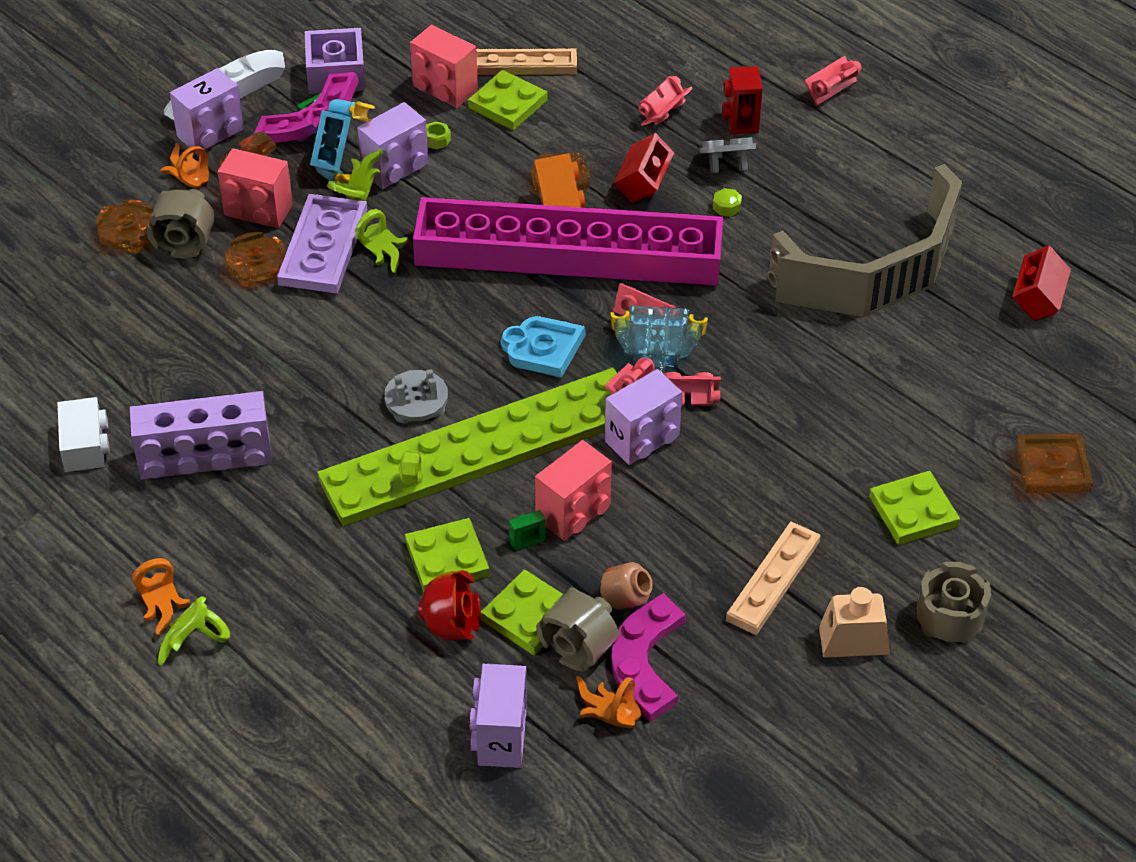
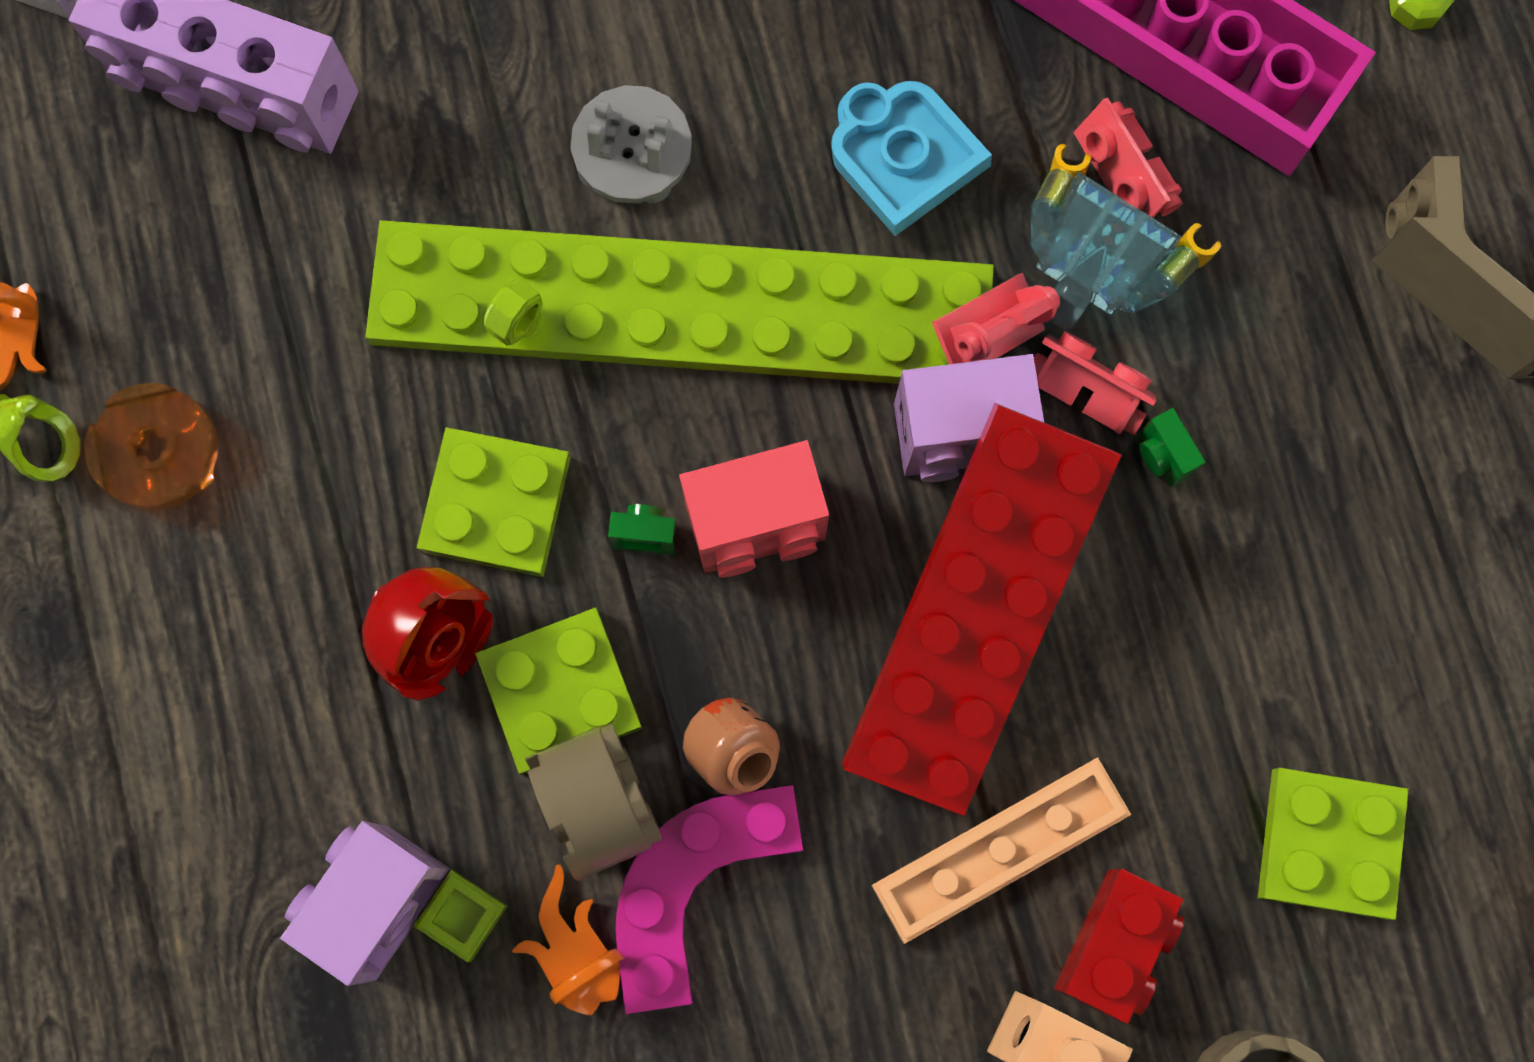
camera: 30 degrees right, 30 degrees up
(270, 621) = (123, 427): none -> clear orange plate
(544, 719) = (460, 916): none -> lime tile
(700, 479) = (980, 609): none -> red plate
(739, 396) = (1169, 449): none -> green plate
(849, 567) = (1121, 945): none -> red brick

